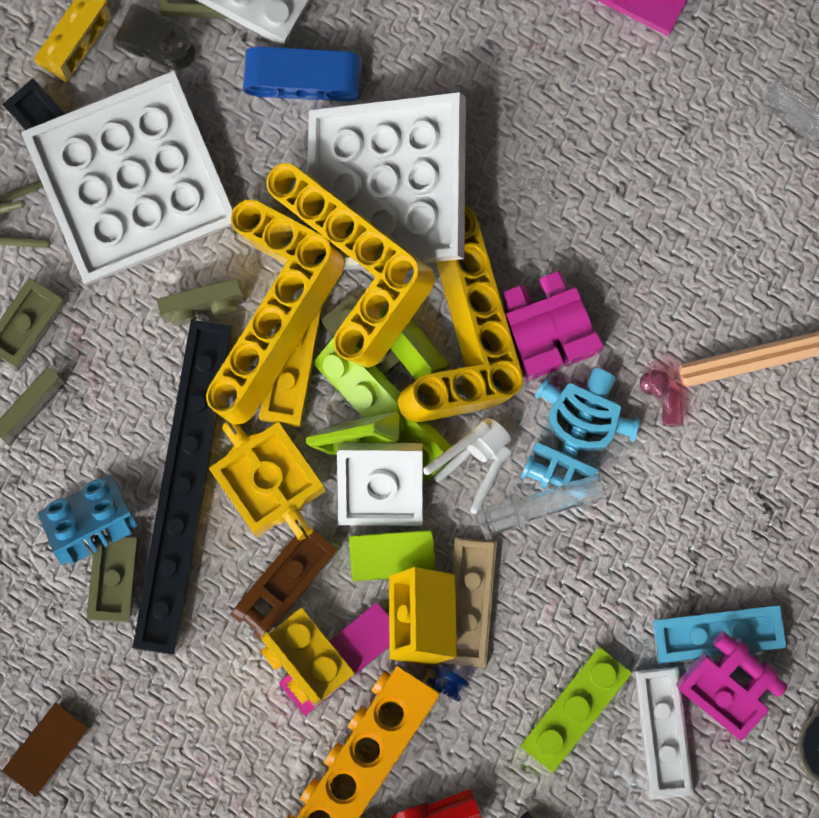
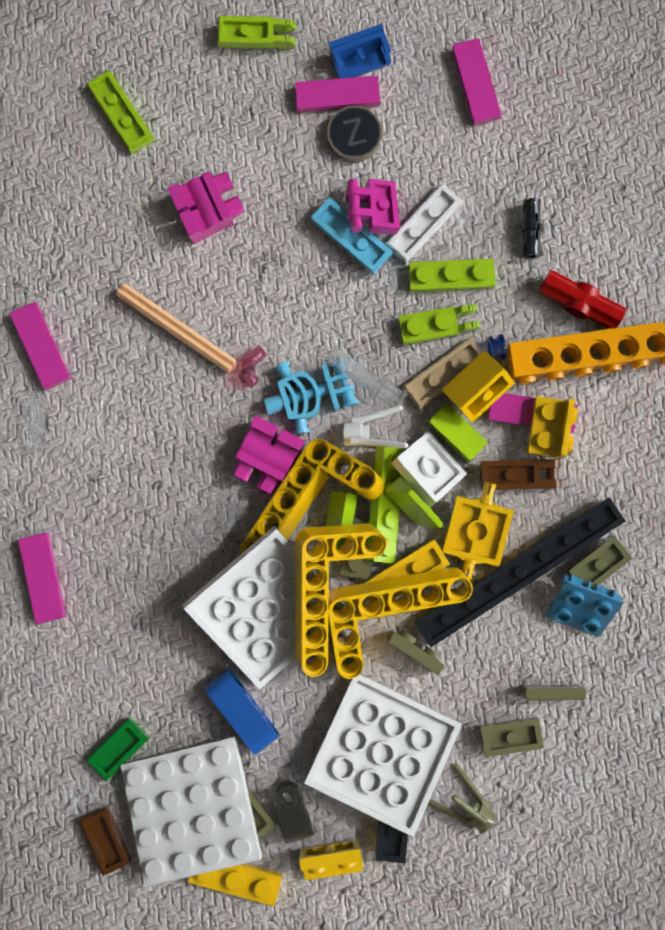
camera: 130 degrees left, 5 degrees up
(535, 640) = (436, 324): none -> lime hinge

